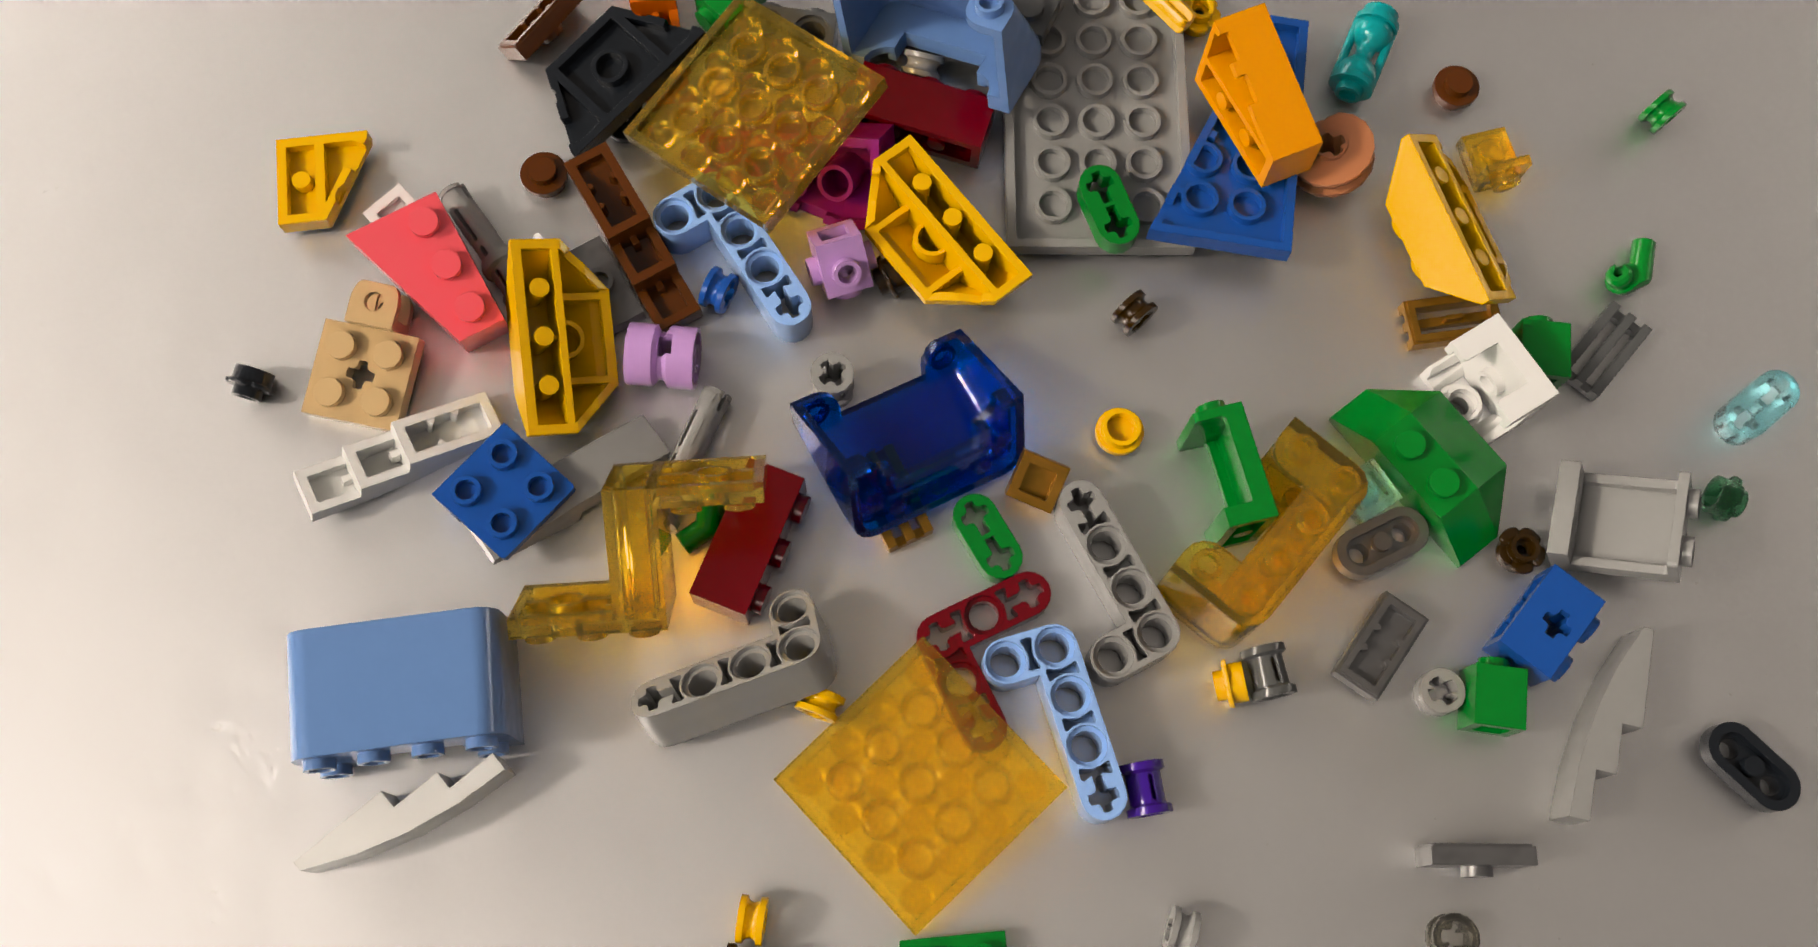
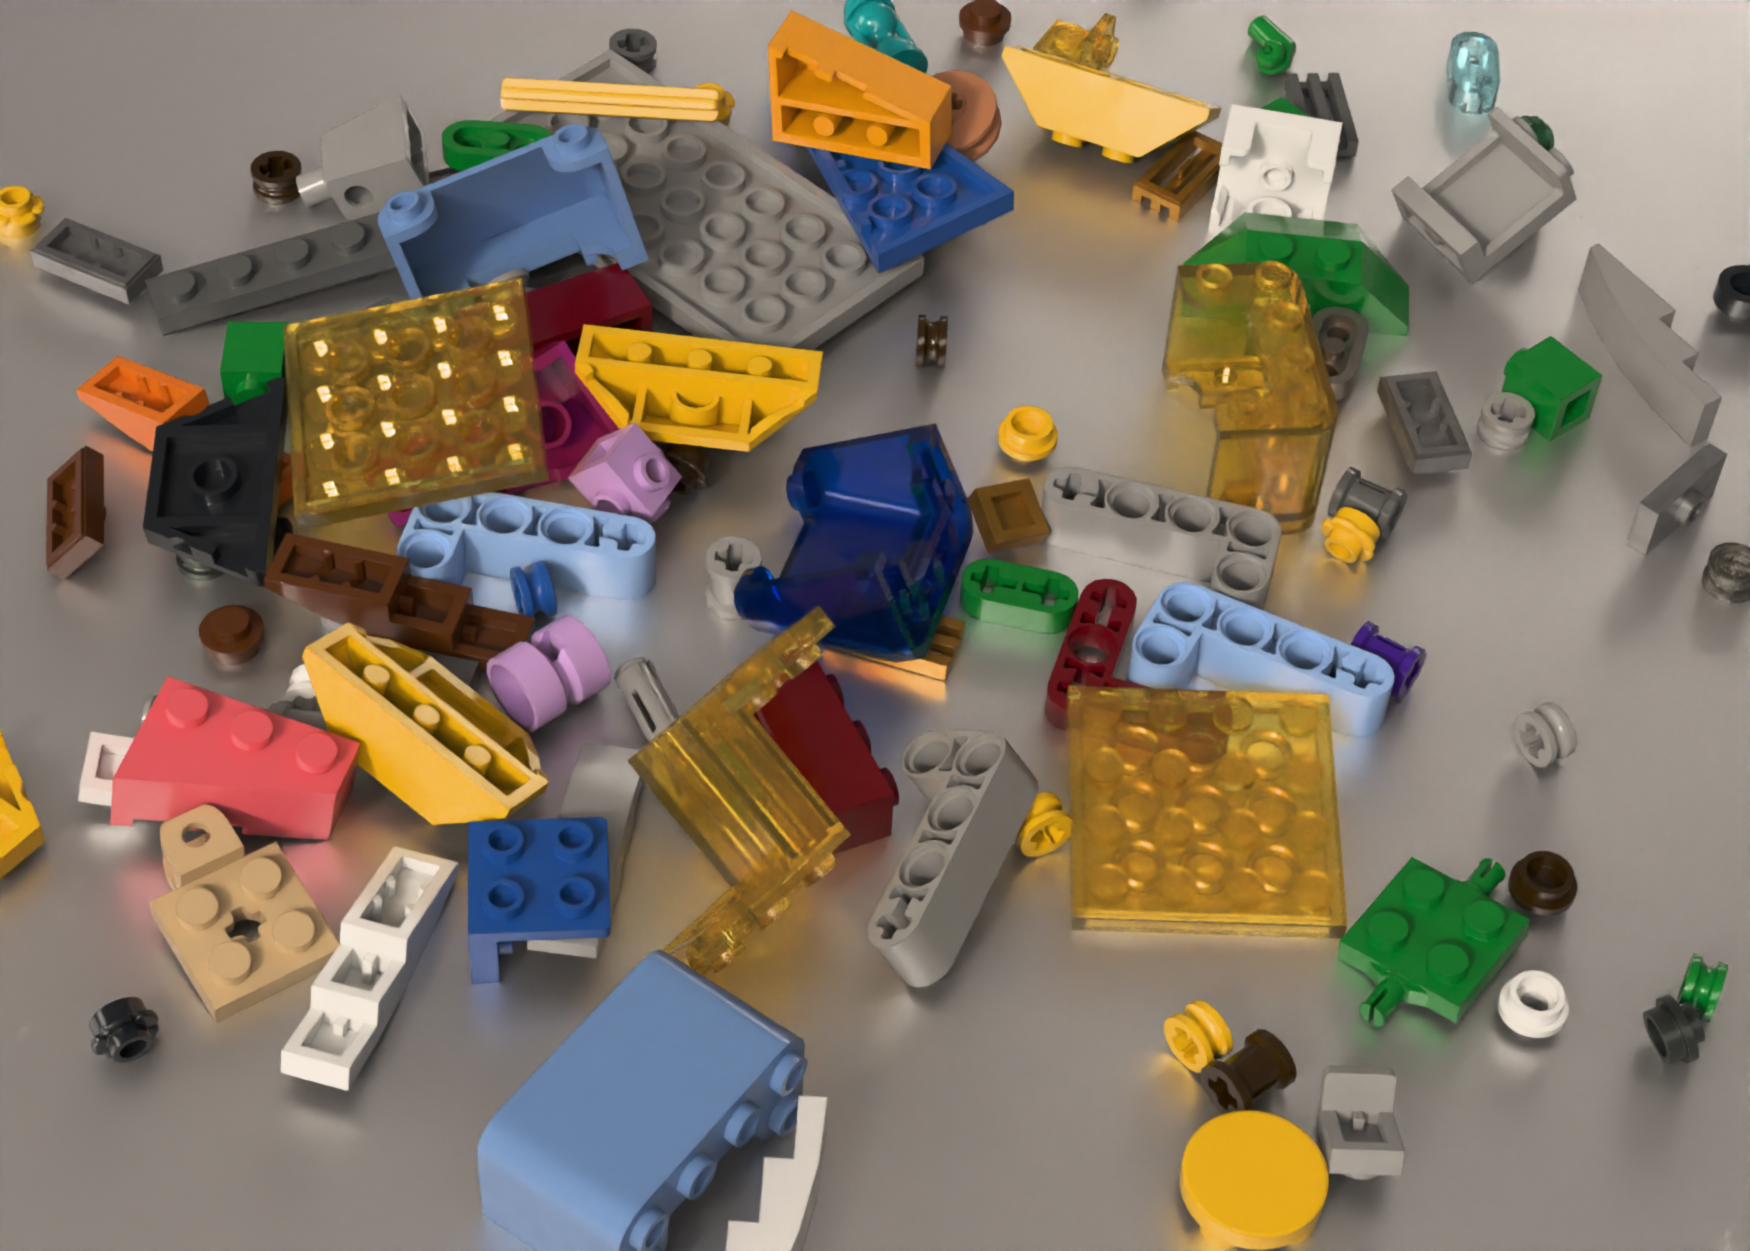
camera: 45 degrees left, 25 degrees down
(1098, 213) = (819, 275): green beam -> none
(1237, 469) = (1160, 372): green panel -> none
(1511, 559) = (1436, 284): dark brown plate -> none
(1550, 600) = (1518, 305): blue brick -> none

